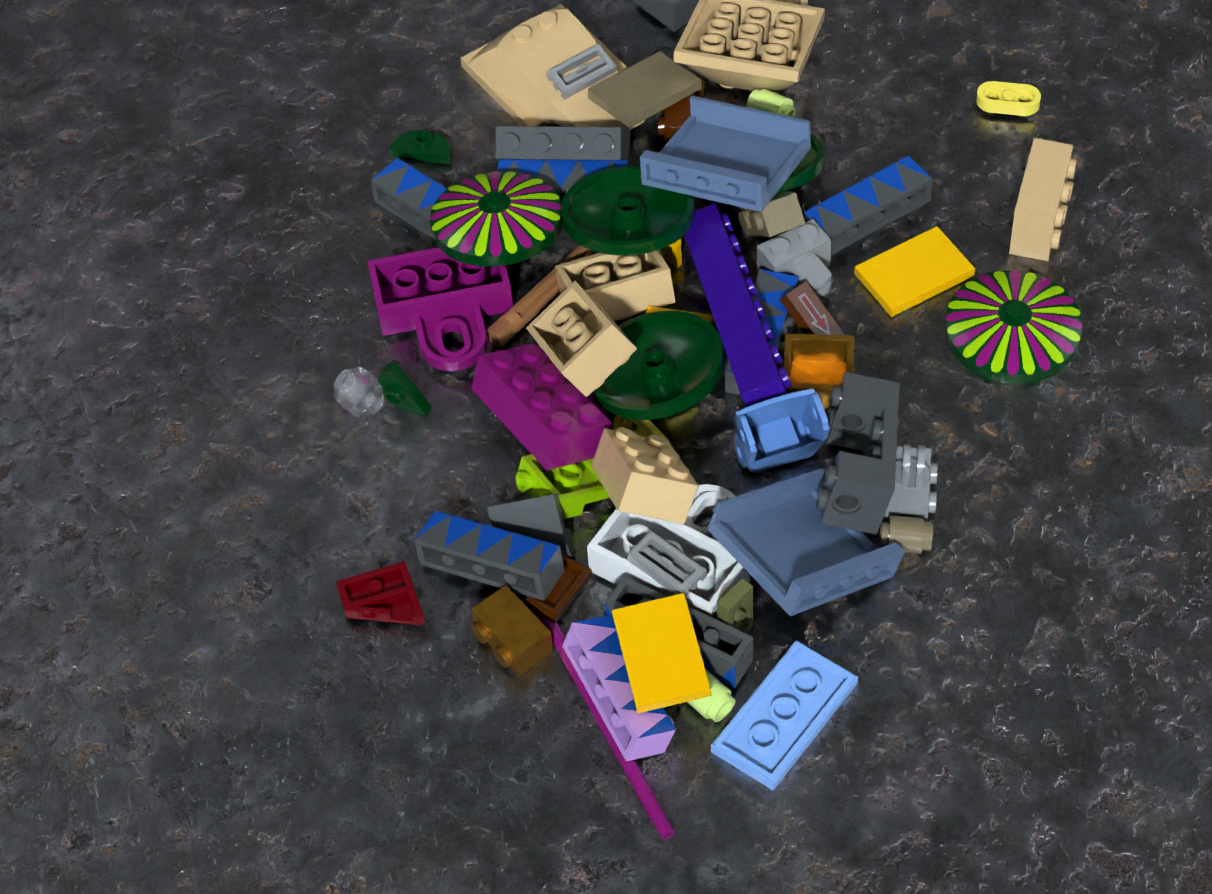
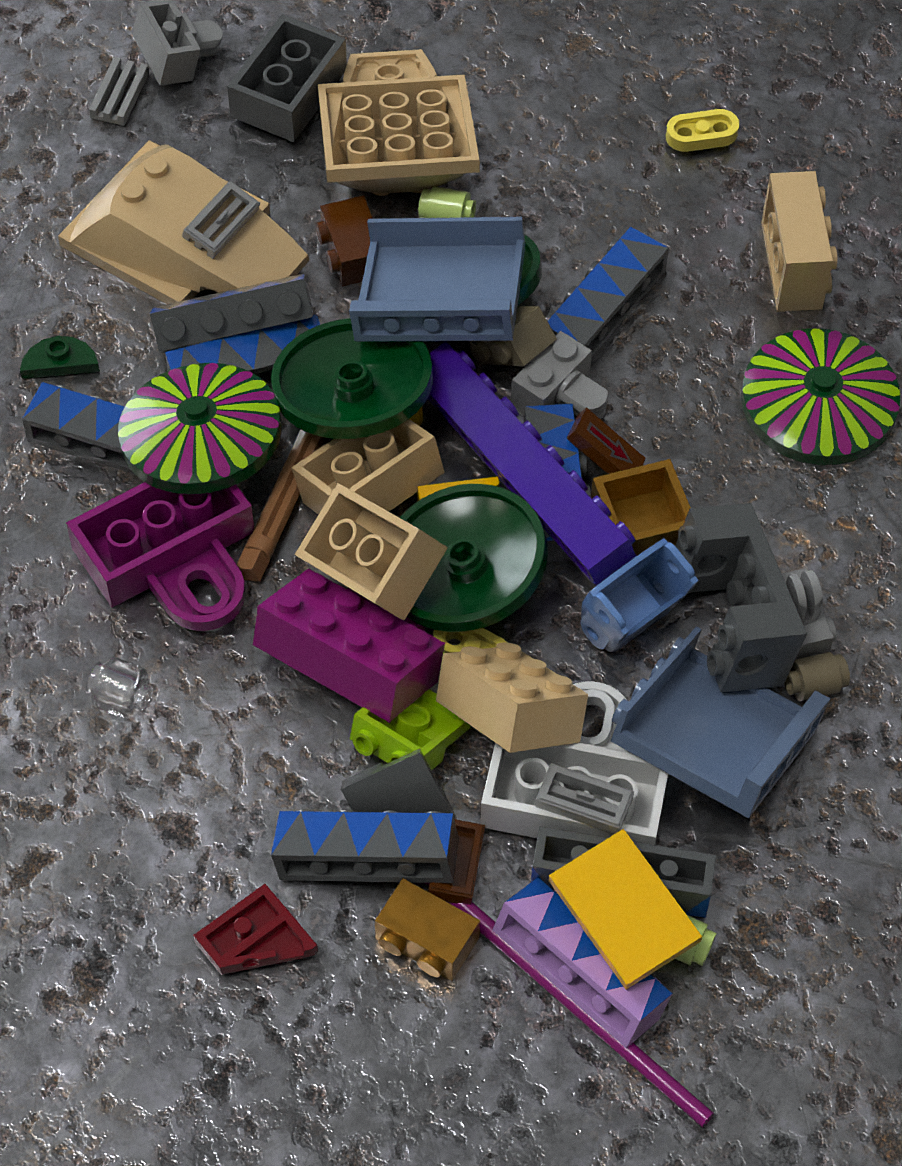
camera: 25 degrees left, 5 degrees up
(401, 391) = (171, 672): dark green plate -> none
(644, 89) = (302, 223): dark tan tile -> none
(736, 606) = (678, 822): olive plate -> none
(784, 715) = (773, 932): light blue tile -> none
(914, 271) = (686, 360): yellow tile -> none

